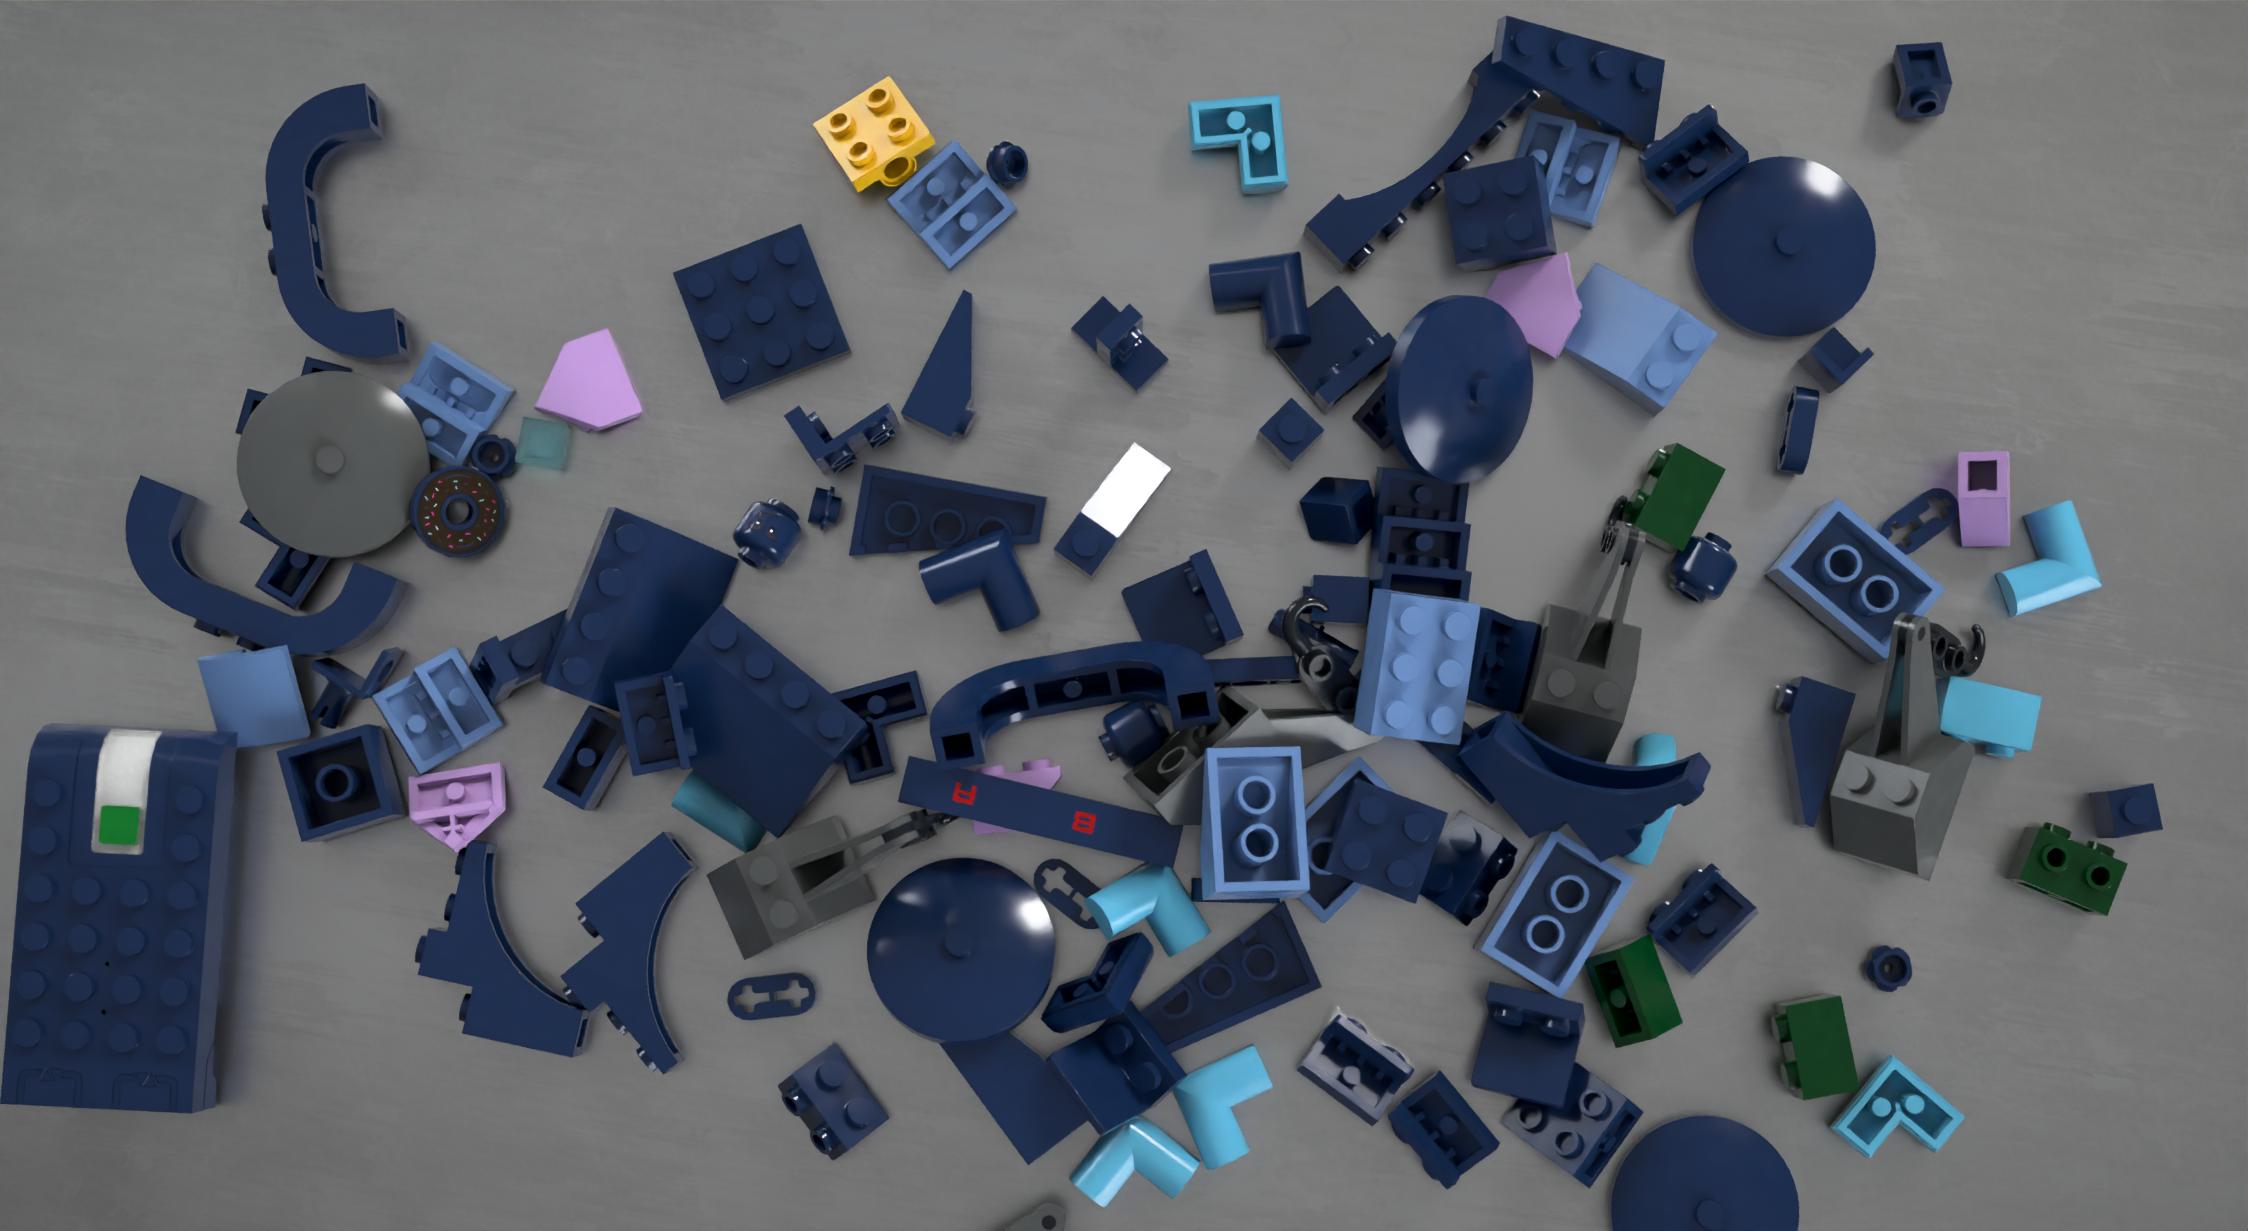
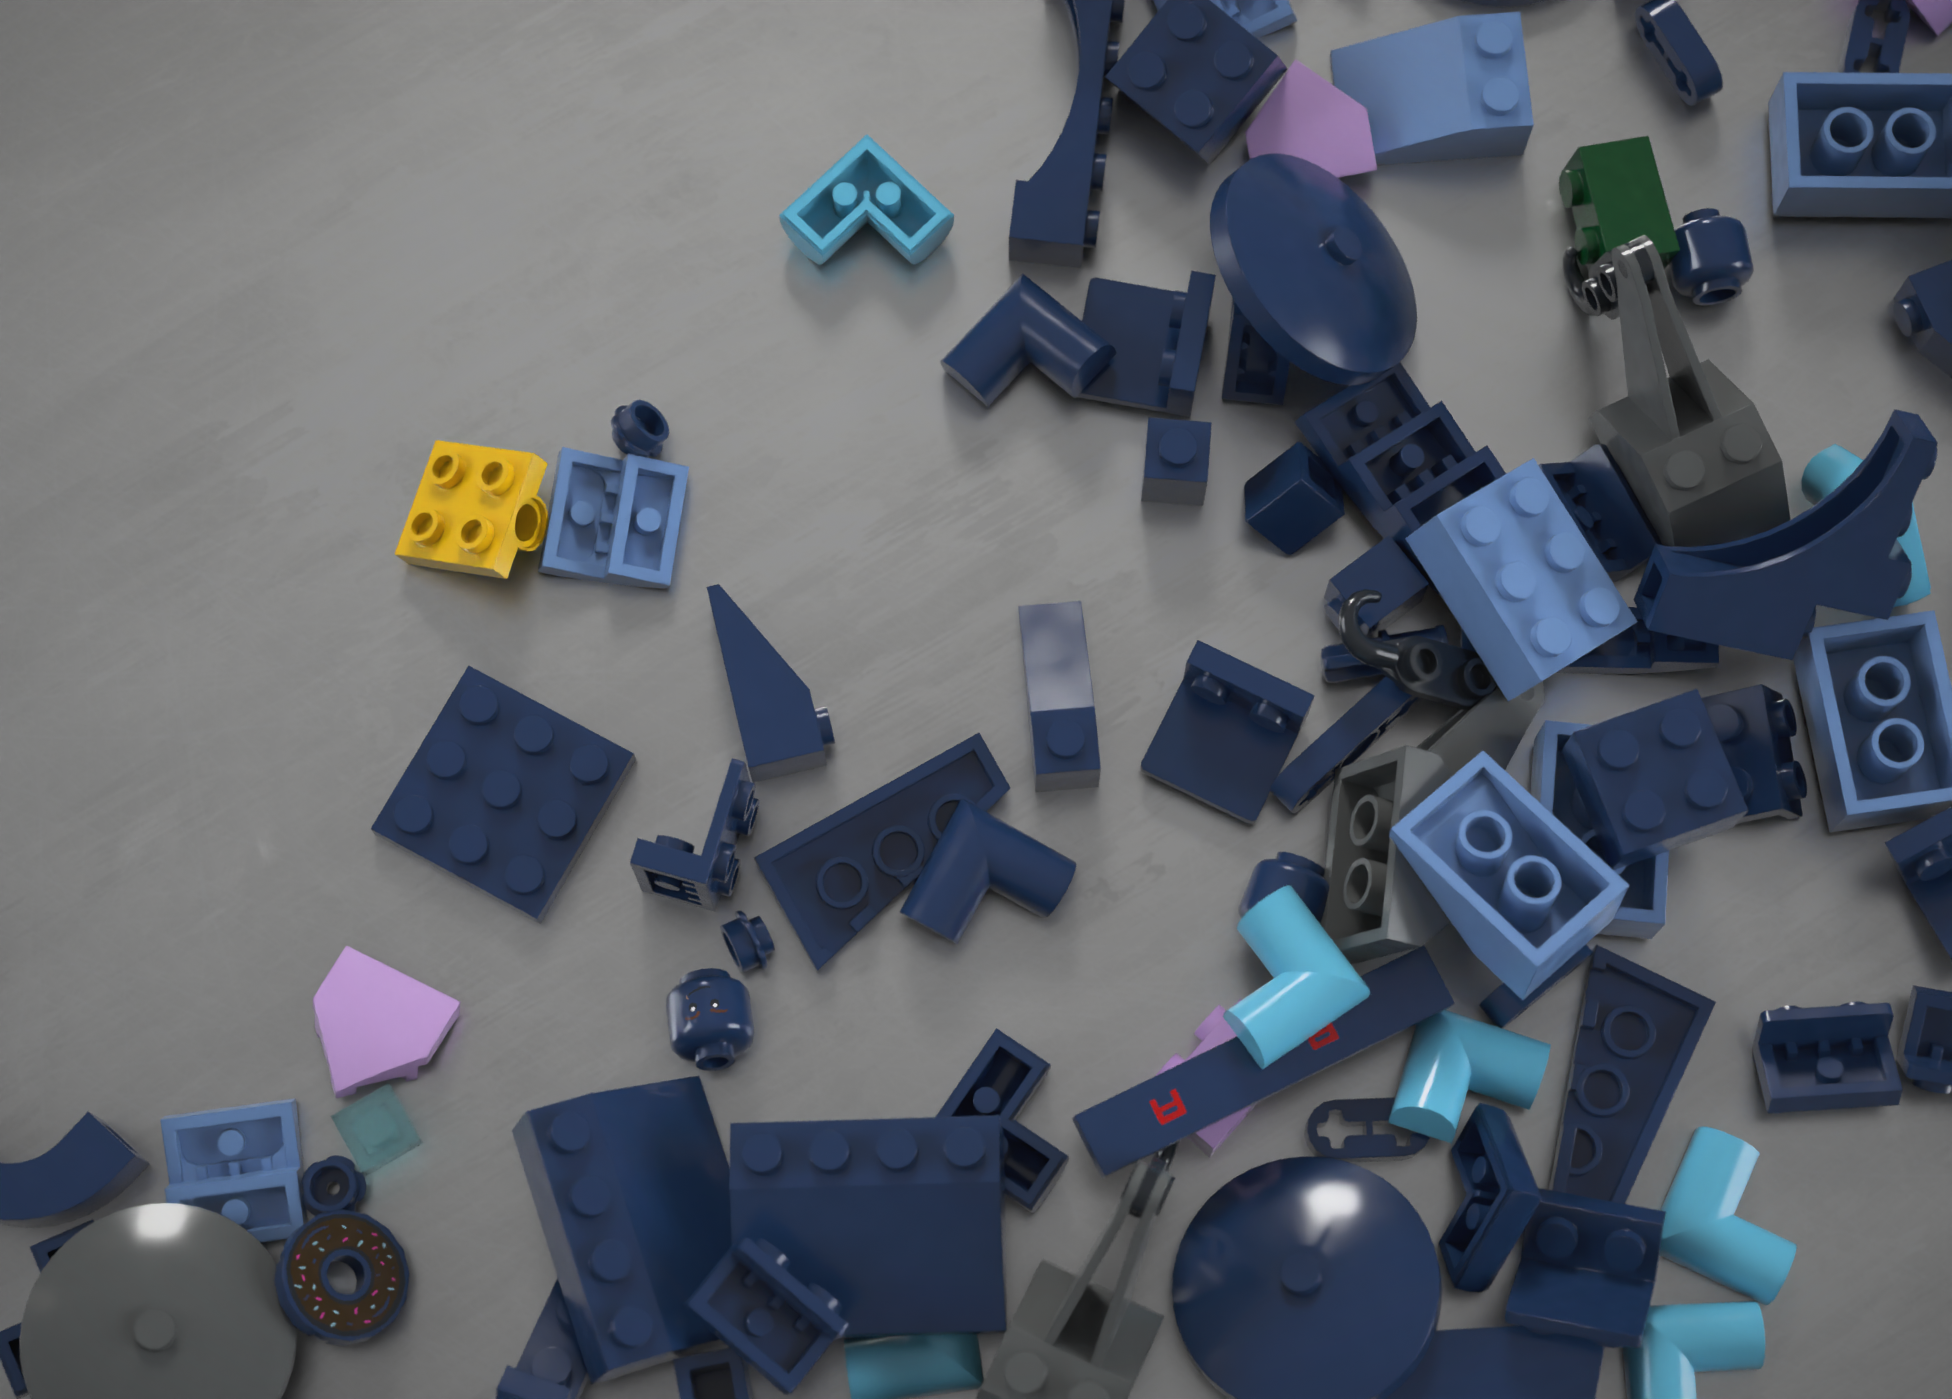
camera: 40 degrees left, 10 degrees down
(1069, 682) = (1245, 821): dark blue arch -> none
(1099, 792) = (1309, 984): none -> medium azure brick
(1120, 342) = (917, 513): dark blue bracket -> none

